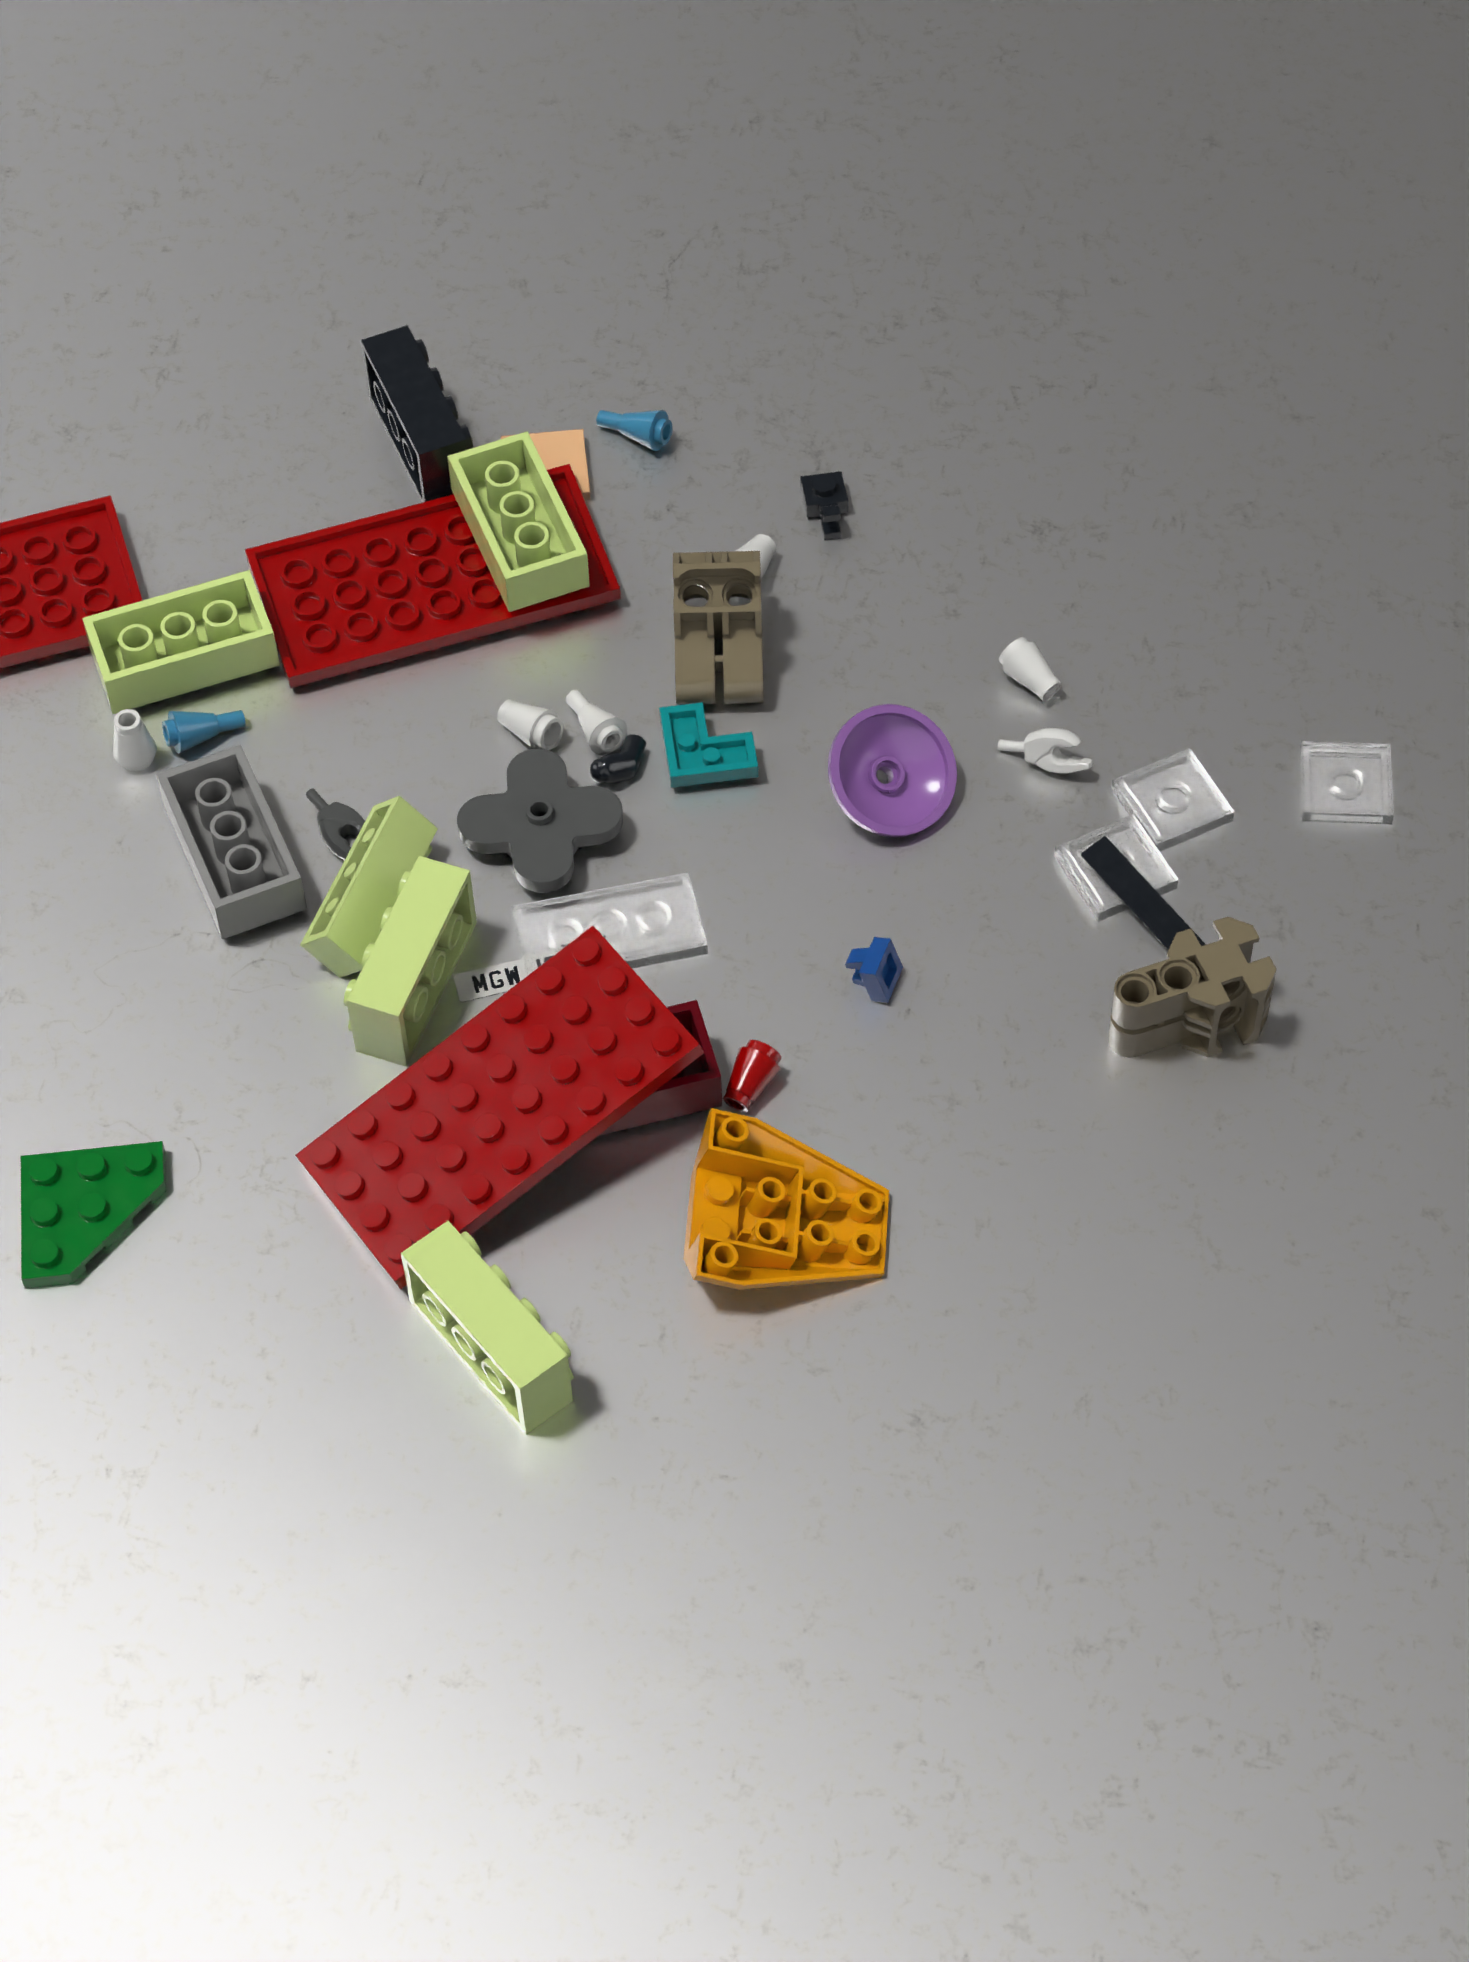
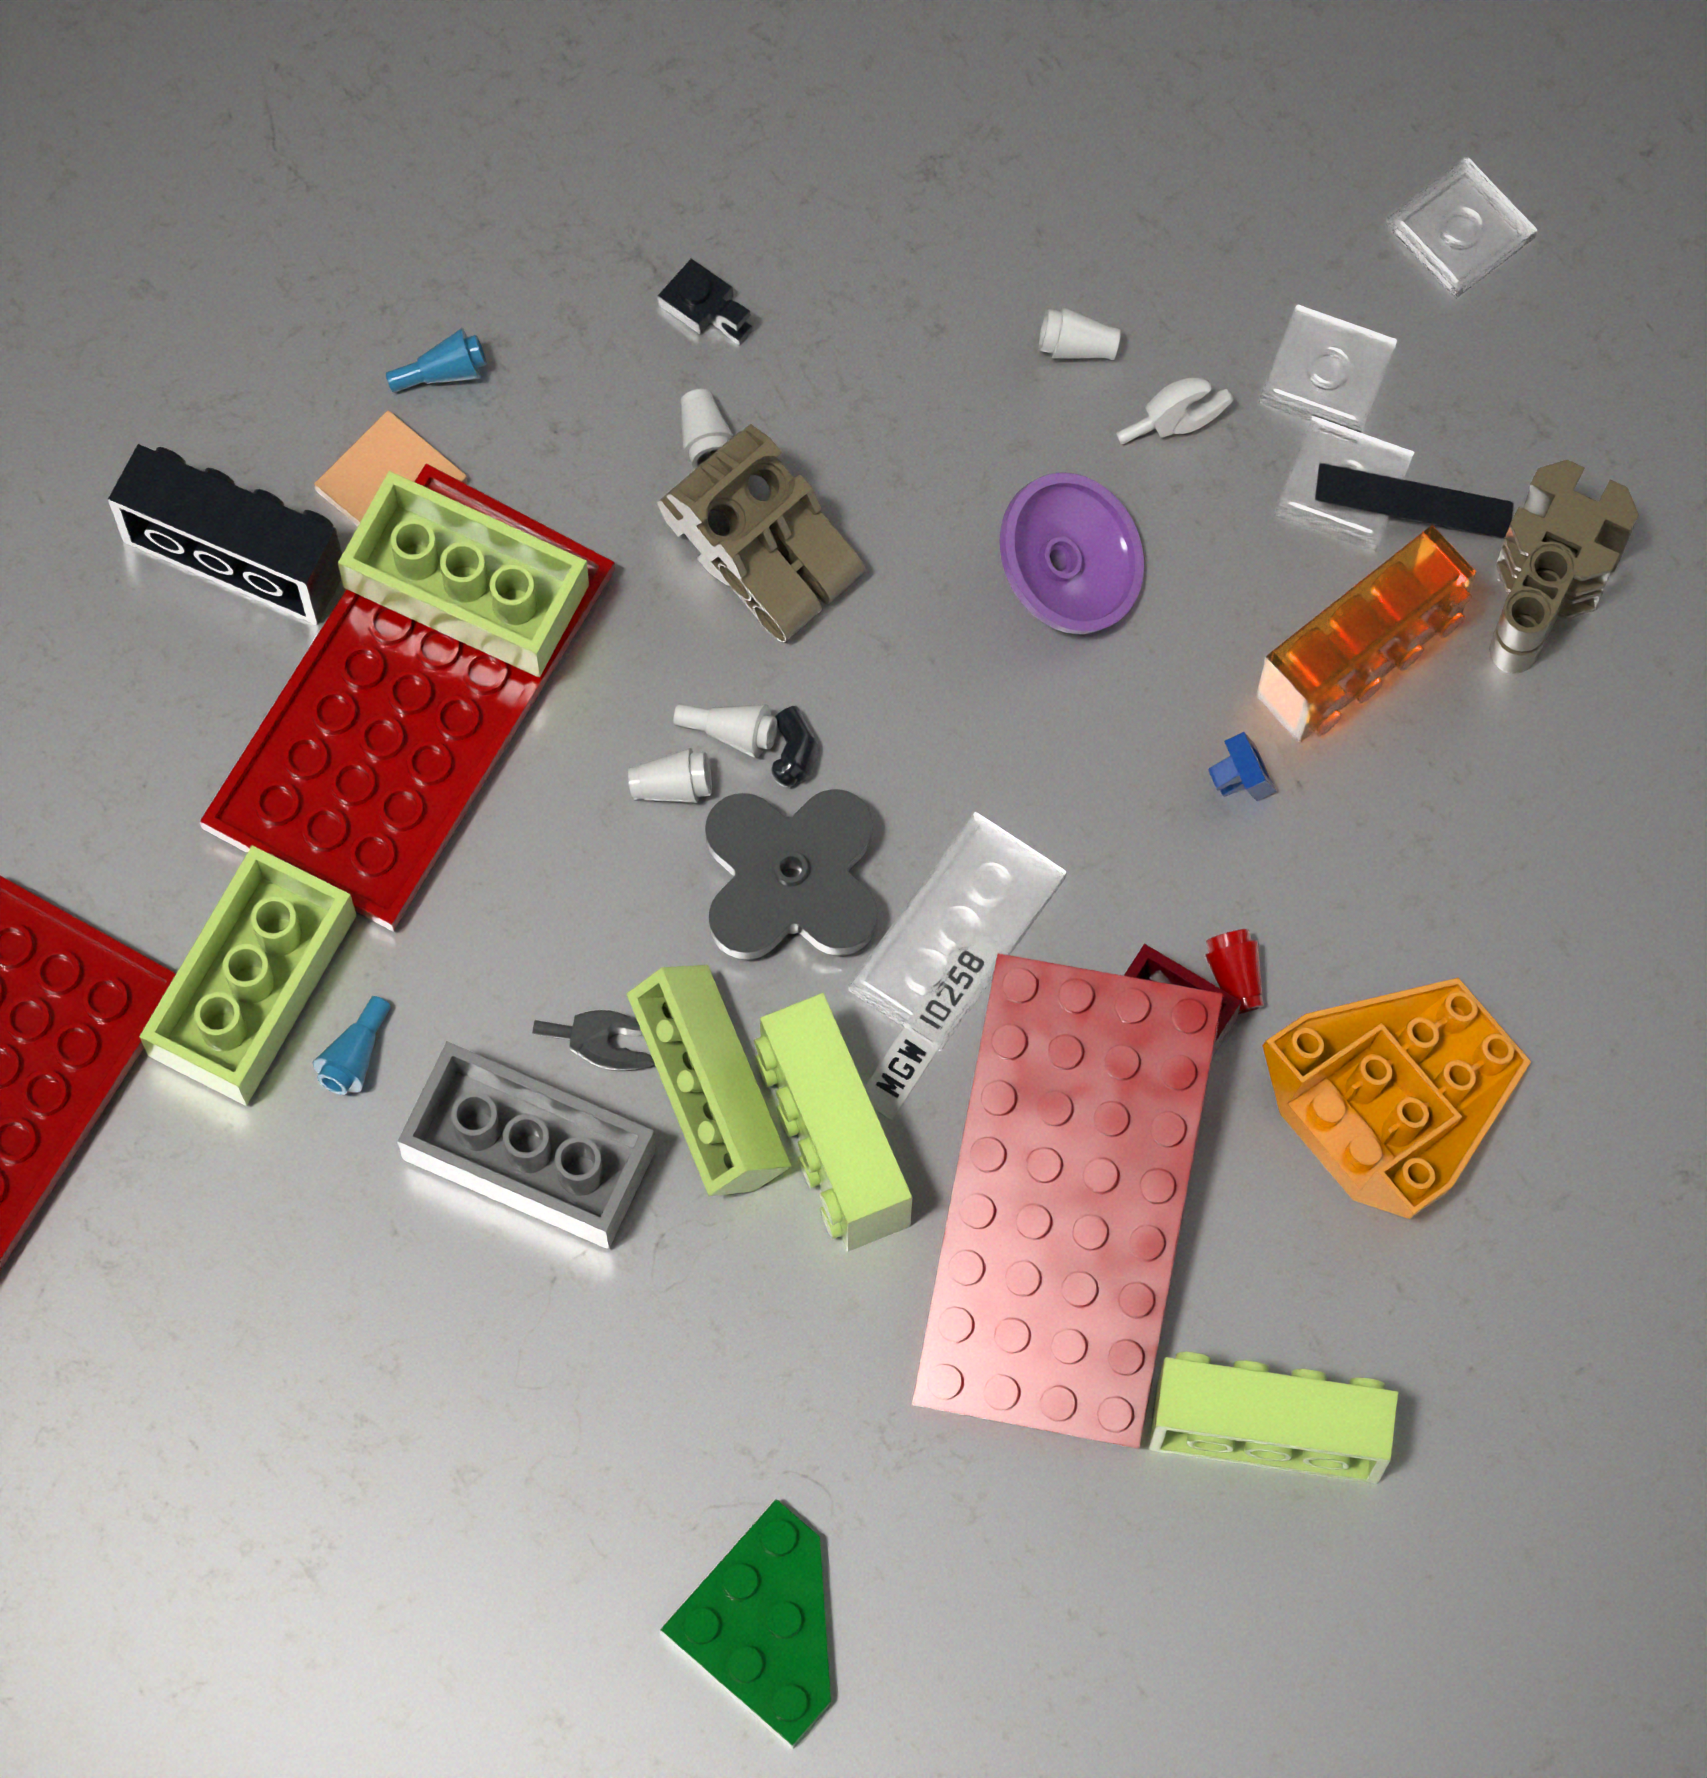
camera: 45 degrees left, 15 degrees up
(132, 741) = (314, 1133): white cone -> none
(703, 759) = (862, 684): teal plate -> none
(1028, 943) = (1366, 635): none -> clear orange brick

